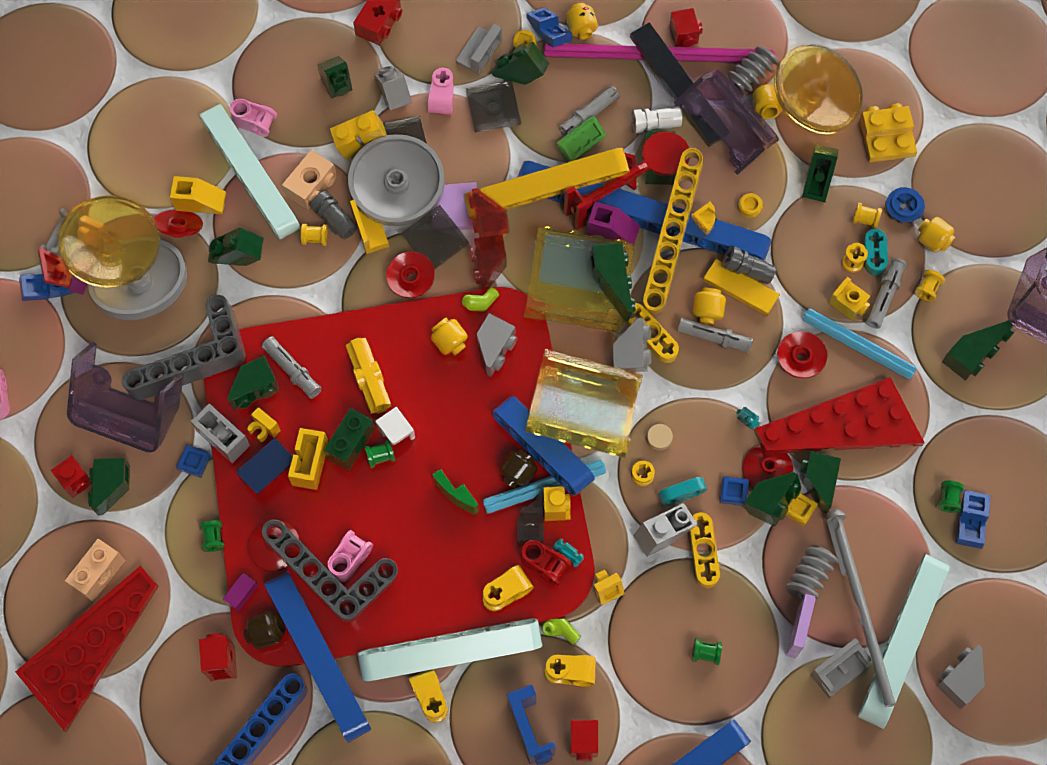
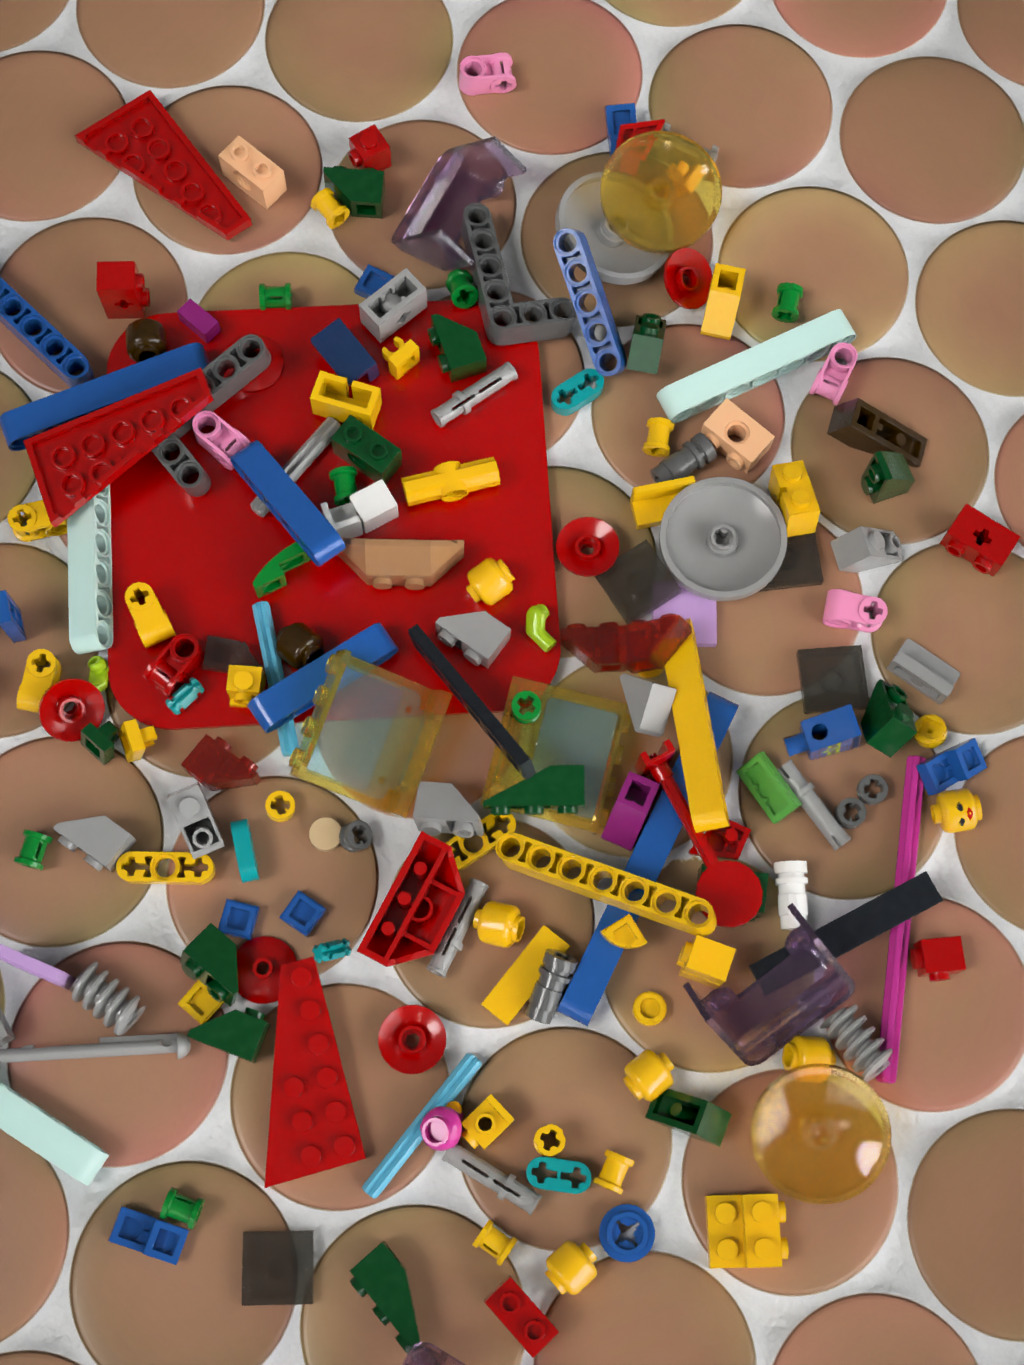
camera: 90 degrees right, 5 degrees up
(126, 503) = (330, 208): none -> yellow bush
(193, 153) = (787, 302): none -> green bush
(197, 388) = (462, 290): none -> green bush
(198, 284) = (579, 290): none -> blue beam
(275, 300) = (580, 397): none -> teal beam
(298, 88) = (872, 431): none -> dark brown slope
(365, 496) = (303, 457): none -> light grey axle
(374, 649) = (95, 449): none -> red wing
(404, 487) = (288, 503): none -> blue beam
(410, 453) = (343, 519): none -> white panel
(440, 405) = (401, 561): none -> medium nougat wedge
(533, 213) = (647, 703): none -> light grey slope
(538, 101) = (837, 727): none -> blue torso
(551, 331) = (472, 702): none -> black tile
(556, 284) = (524, 697): none -> green bush
(565, 79) = (879, 796): none -> dark grey bush
(591, 82) = (840, 810): none -> dark grey bush
(591, 638) = (87, 708): none -> red dish
(612, 614) = (100, 741): none -> dark green tile
(621, 520) = (218, 768): none -> clear red slope
(659, 413) = (346, 836): none -> dark grey bush
(690, 601) = (96, 837): none -> light grey slope
(707, 361) = (416, 906): none -> red wedge
(716, 164) = (705, 961): none -> yellow piece
(722, 446) = (302, 913): none -> blue tile
(798, 198) = (648, 1075): none -> yellow head
(860, 324) = (442, 1126): none -> dark pink animal
(974, 262) = (521, 1316): none -> red brick
(975, 428) = (278, 1268): none -> clear smoke tile

